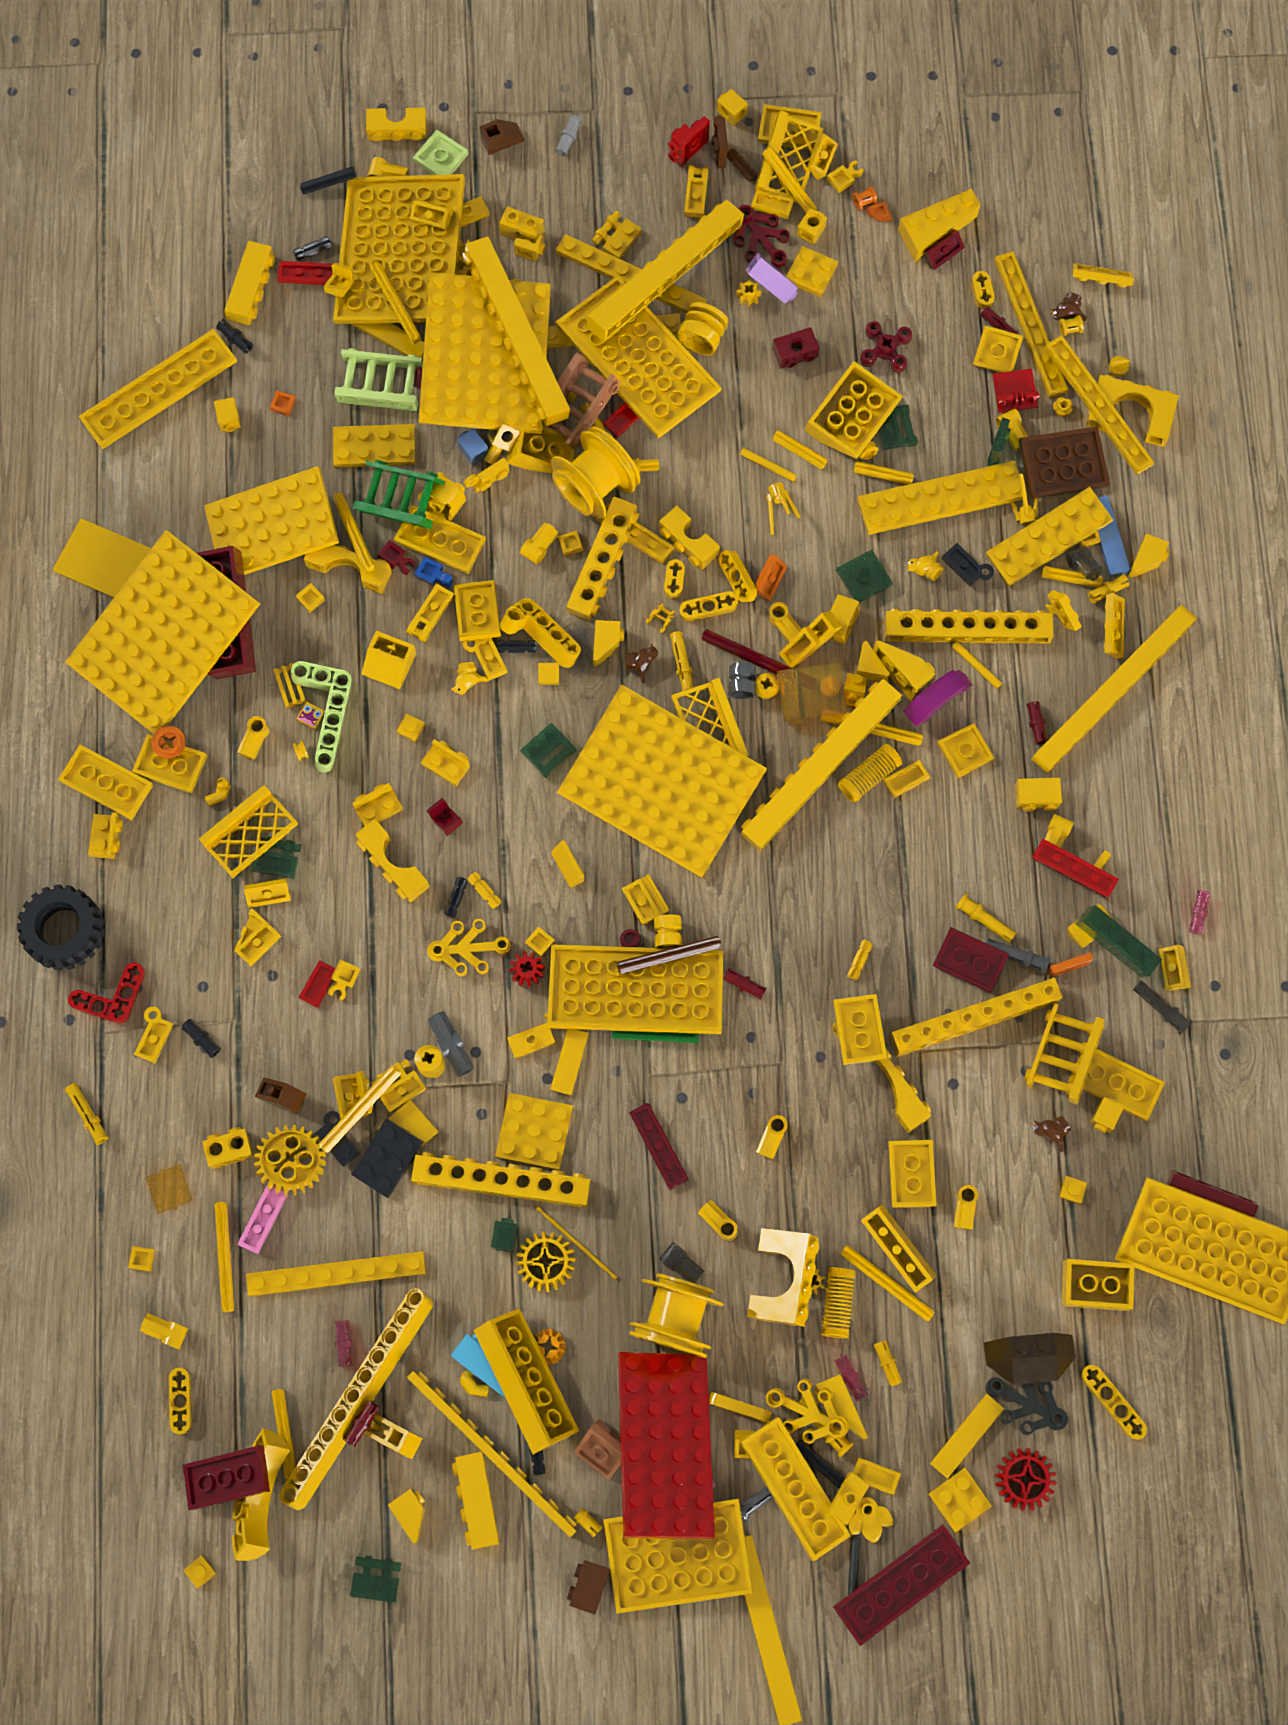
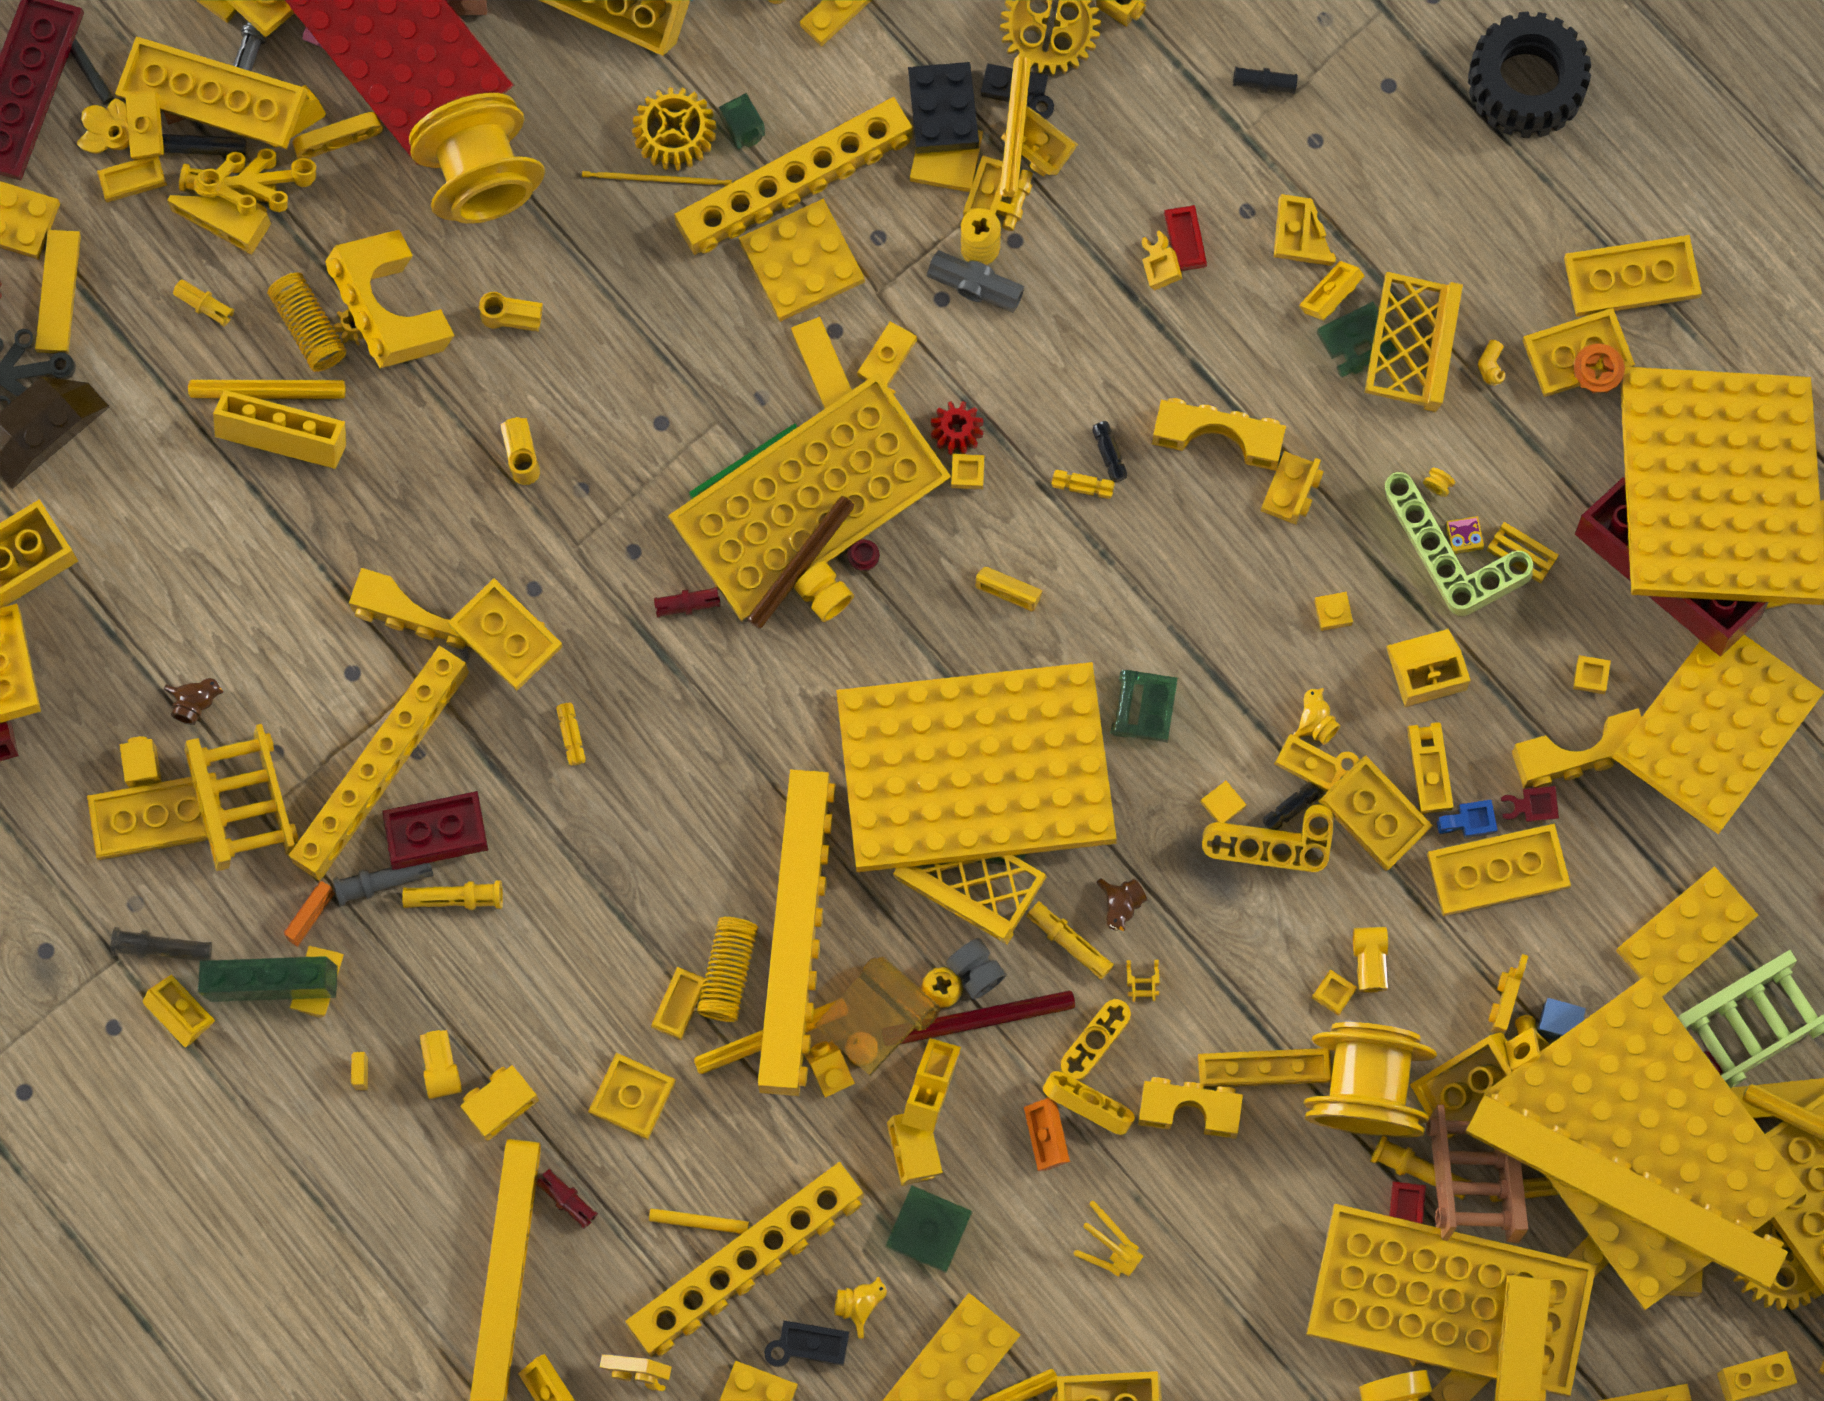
camera: 145 degrees right, 0 degrees up
(104, 836) = (1577, 217): yellow bracket -> none
(111, 1005) = (1399, 42): red beam -> none
(153, 1037) = (1319, 42): yellow hinge -> none
(253, 740) = (1506, 453): yellow piece -> none
(281, 1095) = (1120, 84): reddish brown slope -> none
(353, 532) = (1609, 790): yellow axle -> none
(402, 513) = (1594, 844): green fence -> none
(444, 817) = (1199, 530): dark red bracket -> none
(446, 499) = (1539, 919): yellow brick -> none
(446, 762) = (1255, 599): yellow bracket -> none
(466, 949) = (1049, 400): yellow plant -> none
(529, 250) = (1726, 1353): yellow bracket -> none
(556, 1340) = (596, 59): light orange gear -> none
(606, 640) = (1186, 896): yellow slope -> none
(618, 510) = (1258, 913): yellow brick -> none
(645, 899) = (882, 613): yellow plate -> none
(646, 465) = (1333, 1161): yellow axle -> none
(658, 1146) = (645, 348): dark red tile -> none
(669, 578) = (1160, 1047): yellow beam -> none
(677, 1260) = (527, 237): clear smoke piece -> none
(768, 464) = (1169, 1293): yellow bar -> none
(786, 624) = (977, 1087): yellow piece -> none
(800, 449) = (1144, 1345): yellow axle -> none
(851, 1377) = (234, 257): clear pink pin -> none
(870, 664) = (832, 1112): yellow slope -> none
(905, 670) = (777, 1131): yellow slope -> none
(912, 1174) = (325, 528): yellow plate -> none
(936, 695) = (714, 1134): magenta arch -> none
(965, 1210) = (234, 534): yellow piece -> none
(1073, 1190) = (122, 651): yellow plate -> none
(1075, 868) = (384, 1031): red fence -> none
(1199, 912) = (193, 1101): clear pink pin -> none

